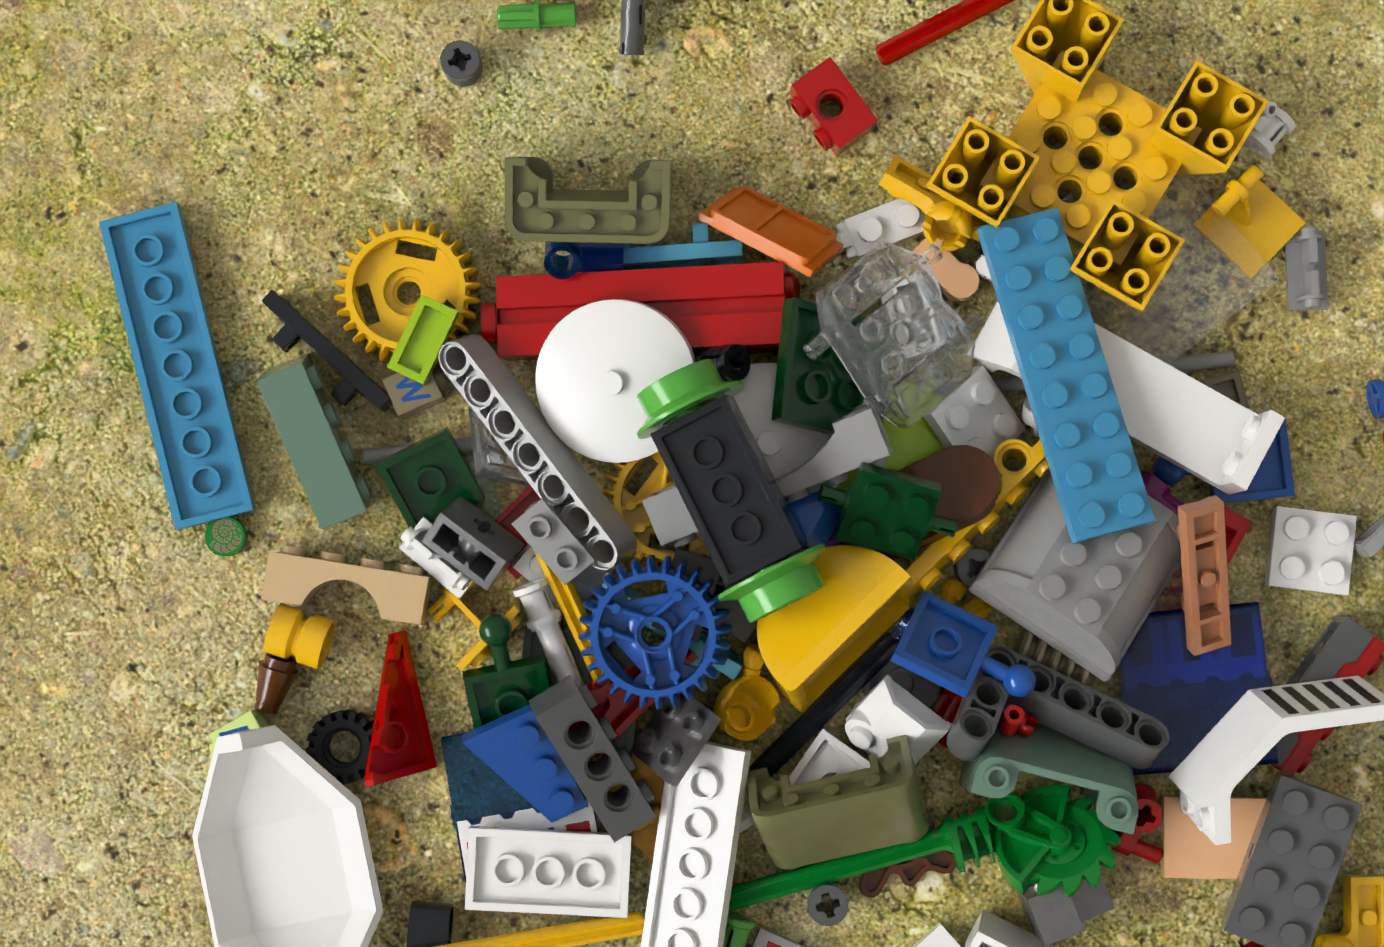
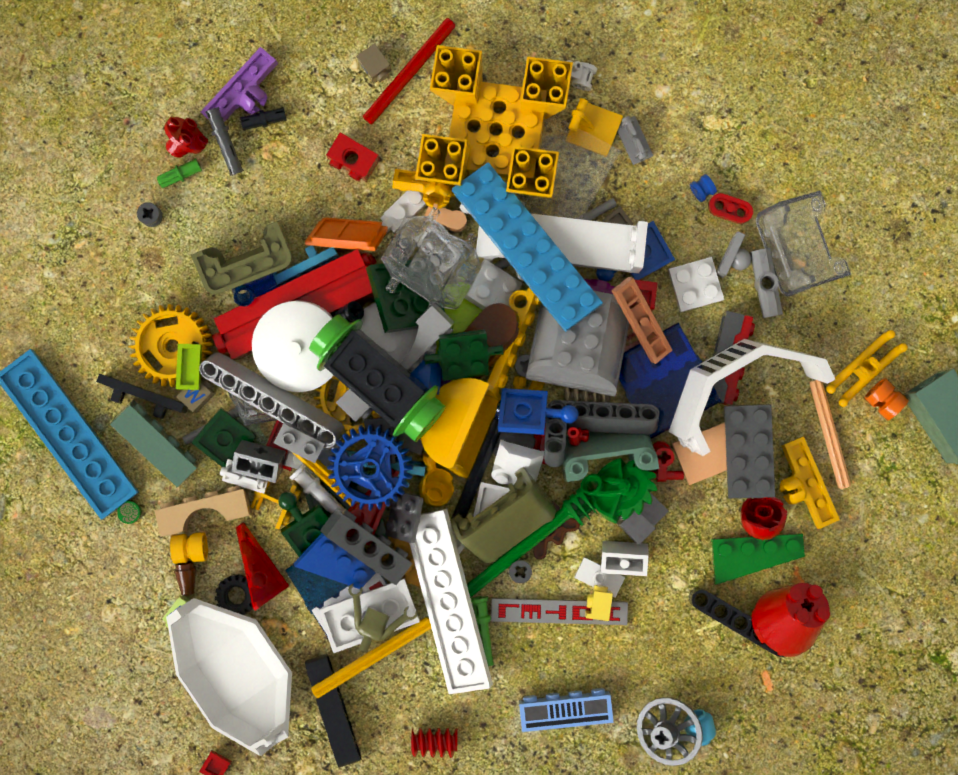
camera: 20 degrees left, 0 degrees up
(553, 889) = (374, 622): none -> olive piece

